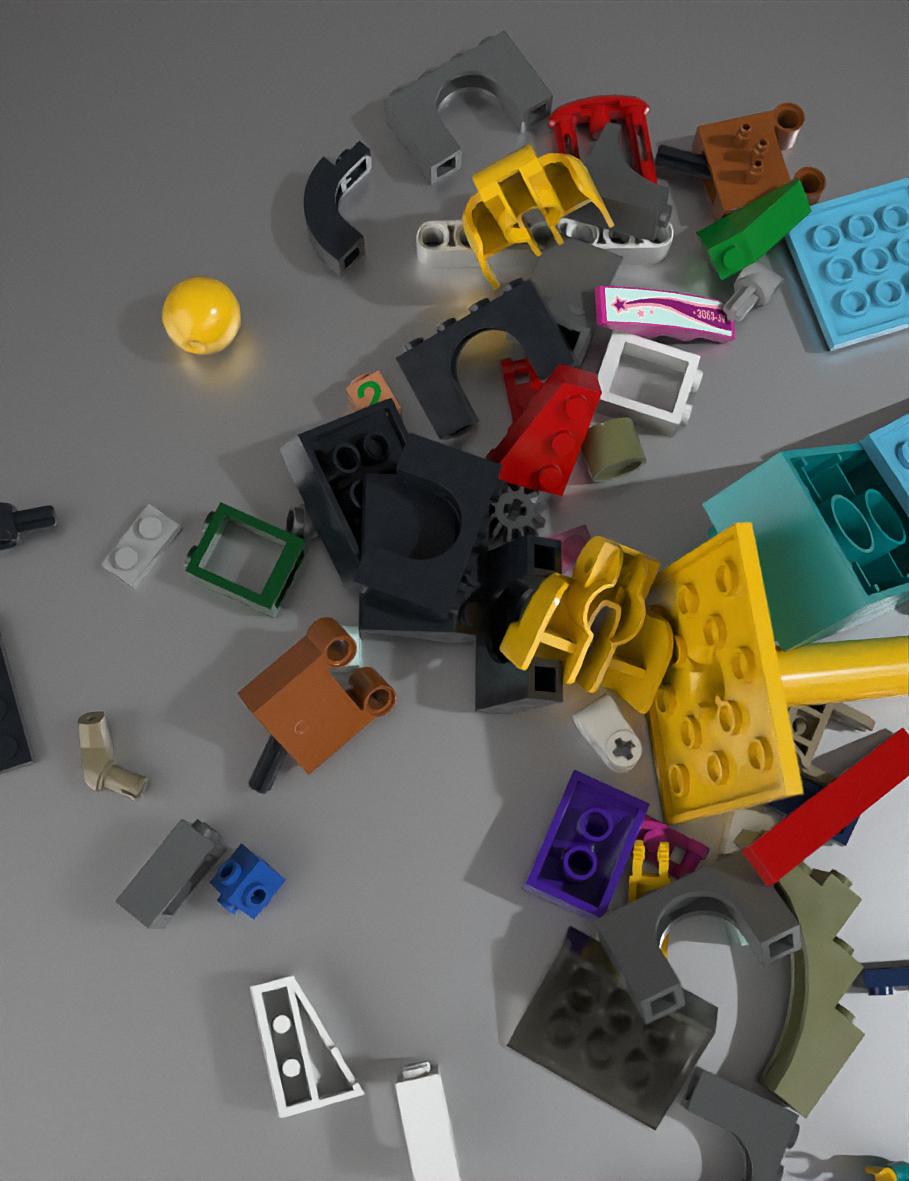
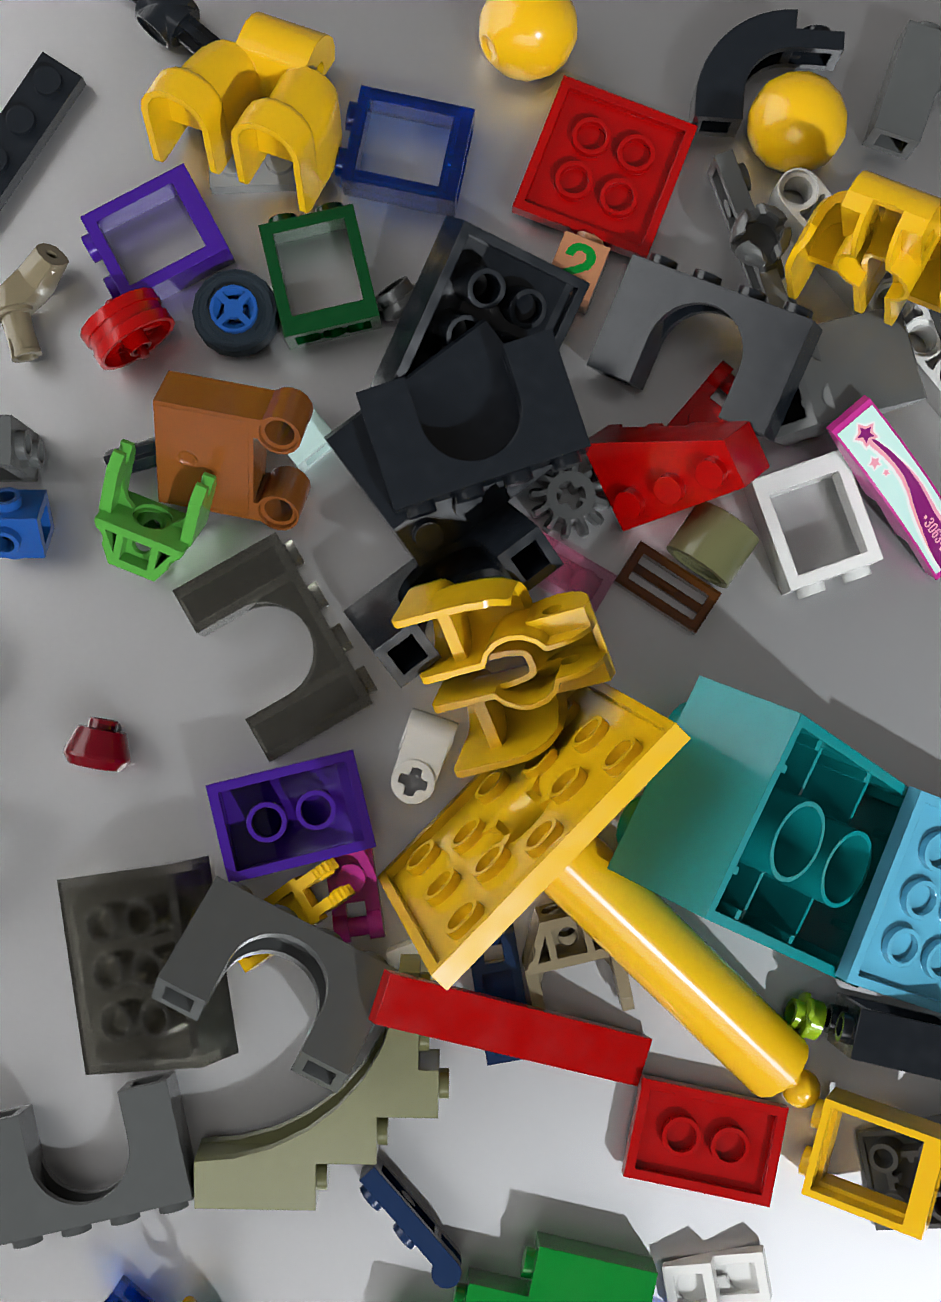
camera: 50 degrees right, 10 degrees up
(76, 518) = (222, 96): none -> yellow piece
(144, 605) = (177, 275): none -> dark purple window
(180, 706) = (127, 328): none -> red wheel
(223, 617) = (225, 298): none -> black wheel
(259, 451) = (397, 191): none -> clear blue window
(306, 804) = (130, 519): none -> bright green piece
(322, 339) = (604, 167): none -> red plate
(390, 208) = (797, 121): none -> yellow piece
(418, 739) = (271, 578): none -> clear smoke arch
(439, 282) = (755, 232): none -> dark grey plate
(439, 942) = (98, 746): none -> dark red cone
(620, 514) = (658, 604): none -> reddish brown tile

